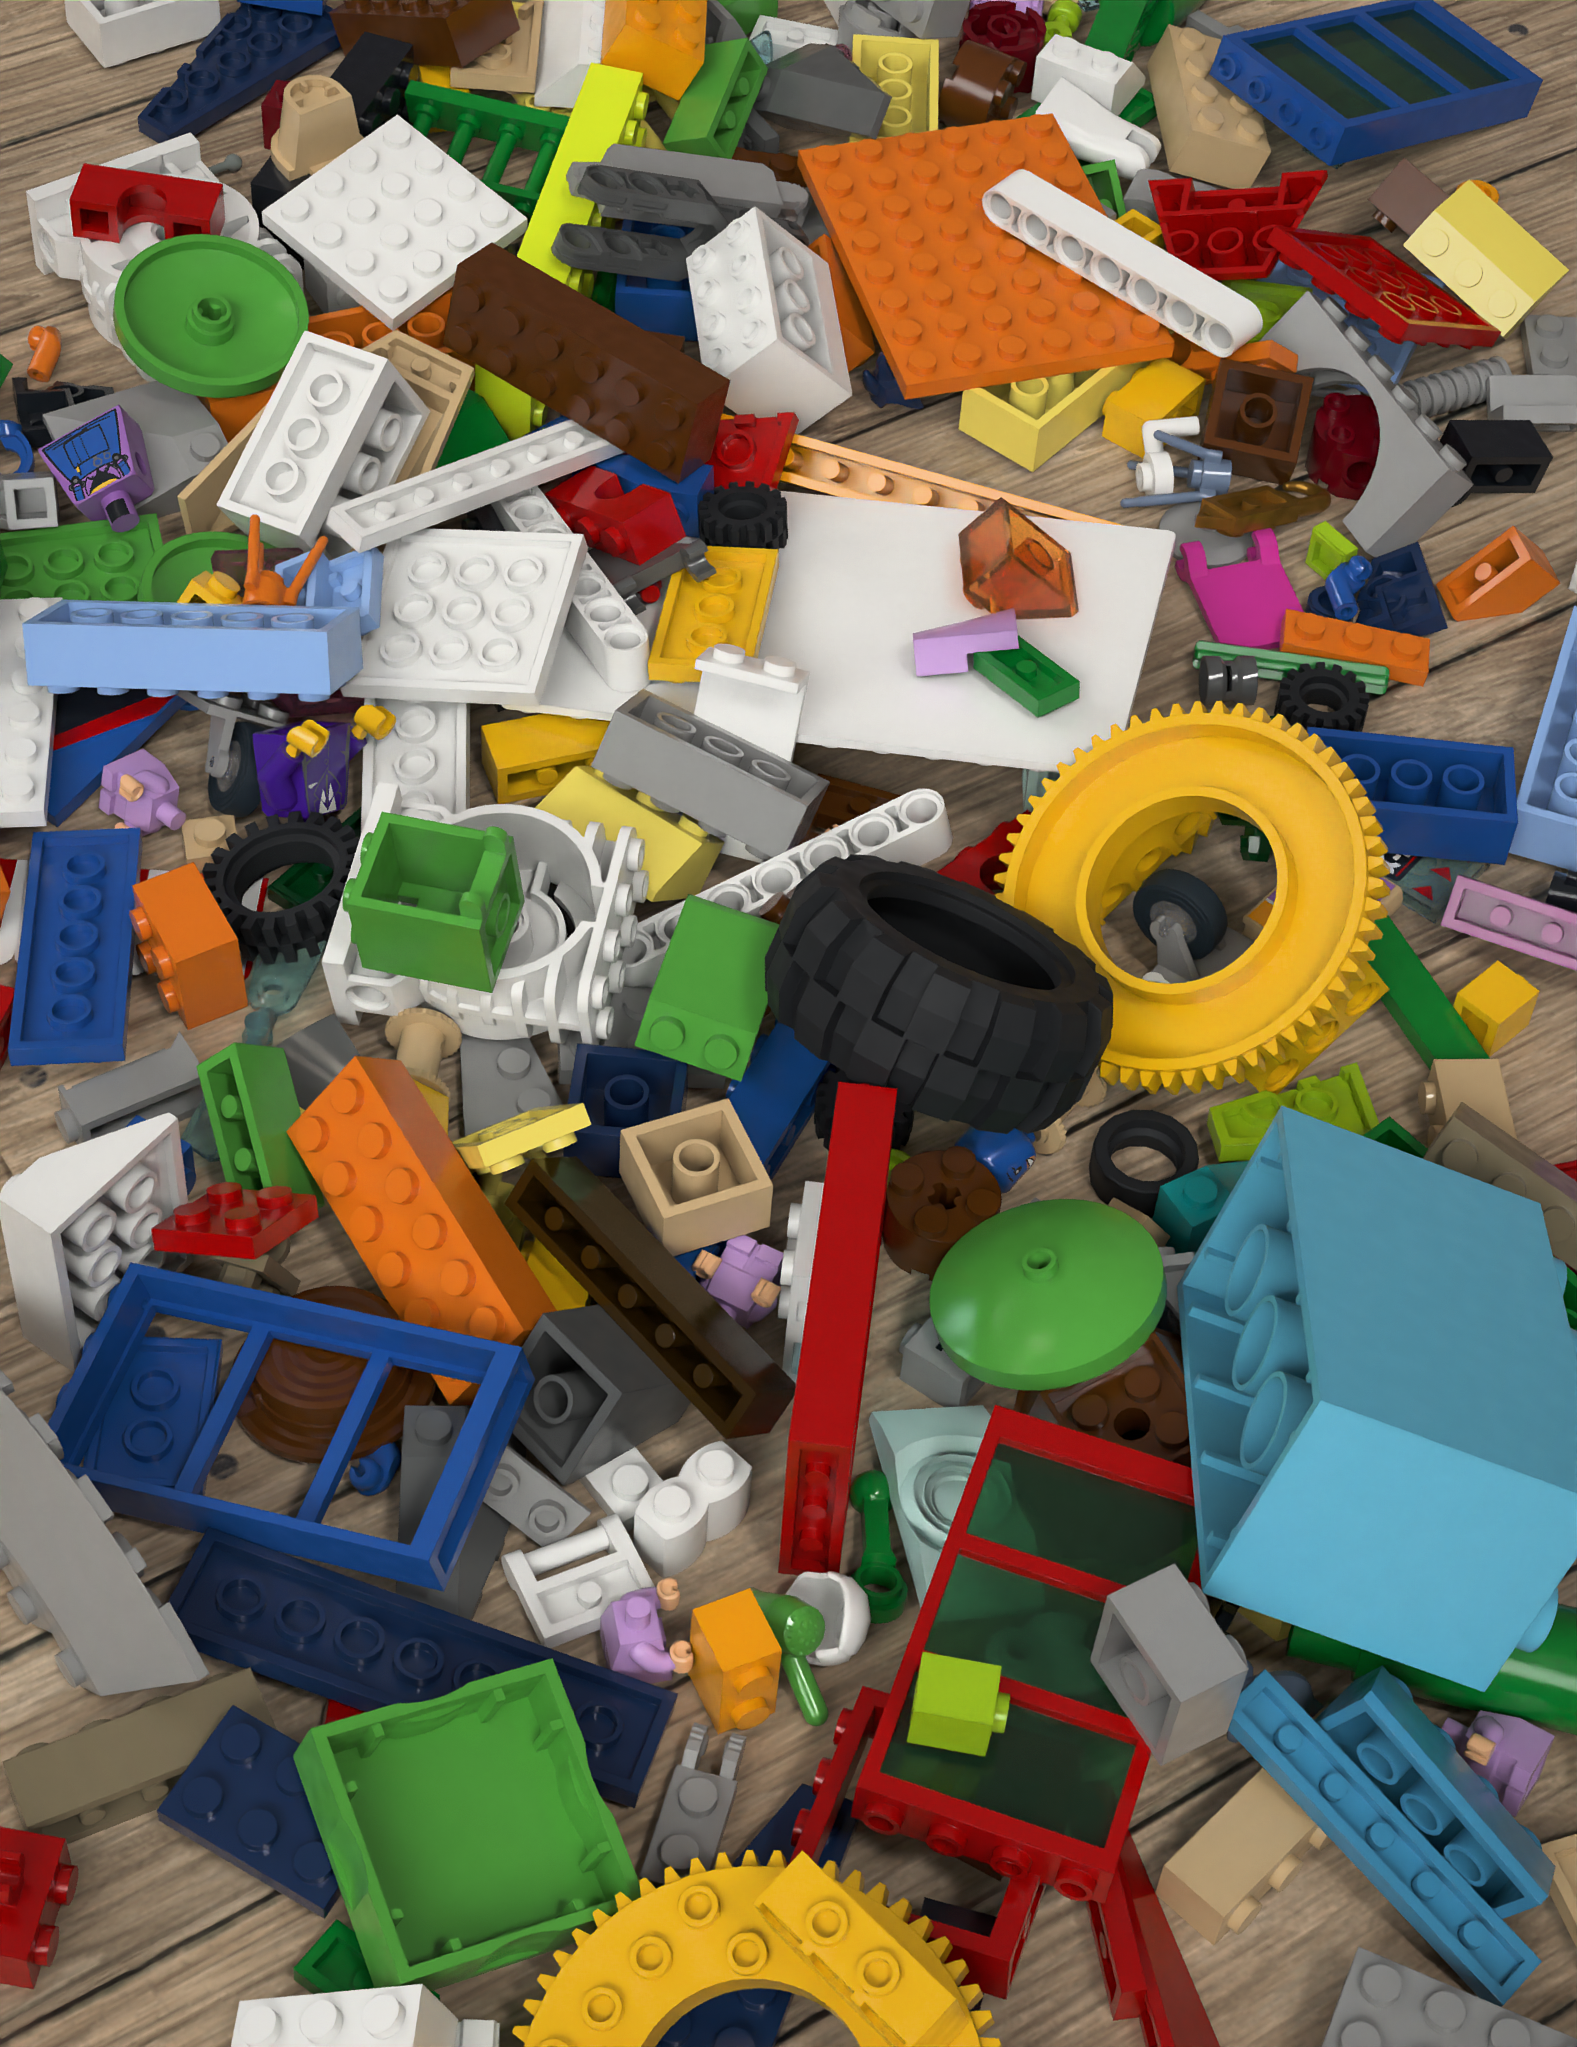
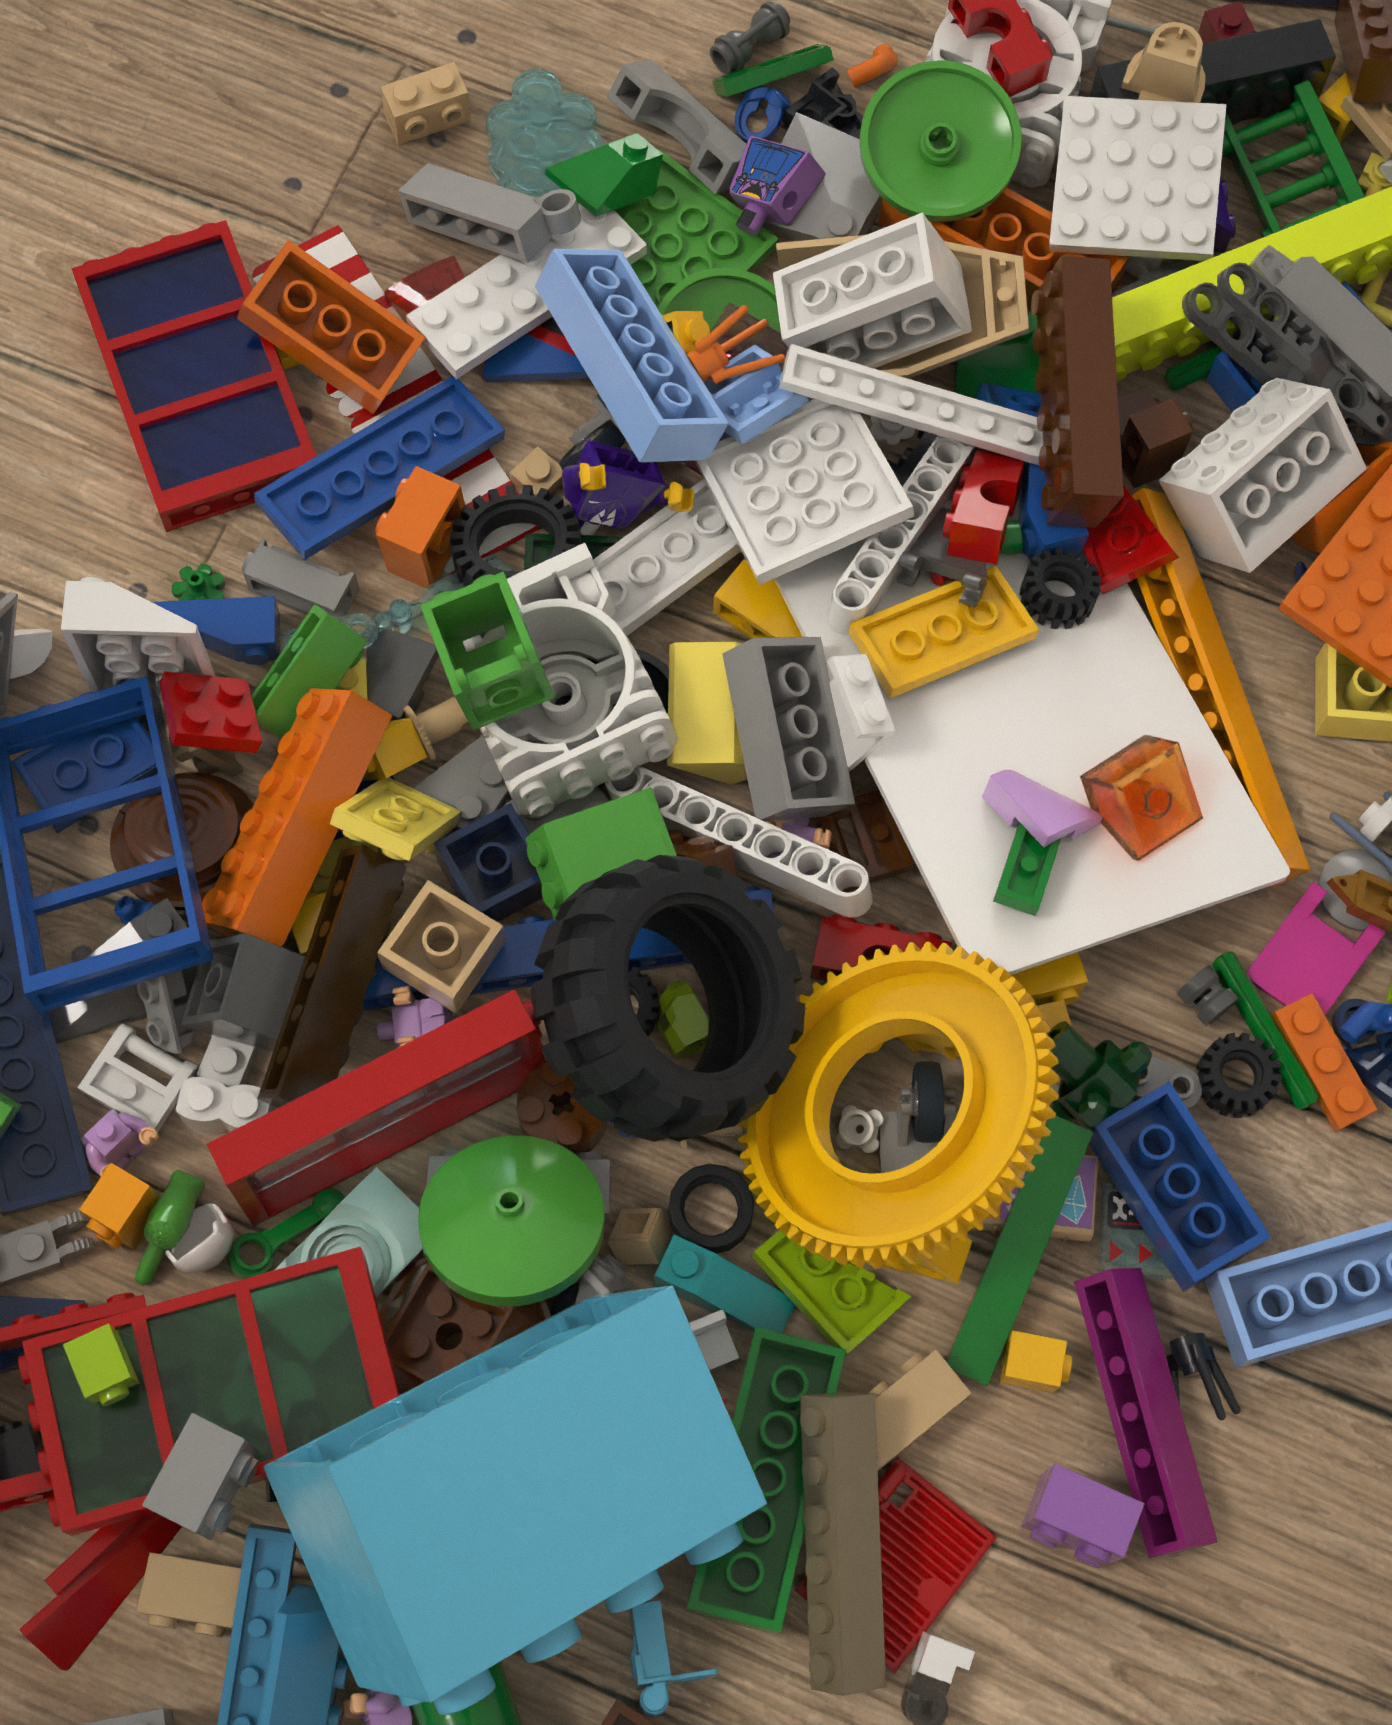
camera: 55 degrees right, 20 degrees up
(141, 793) = (535, 405): lavender piece -> none

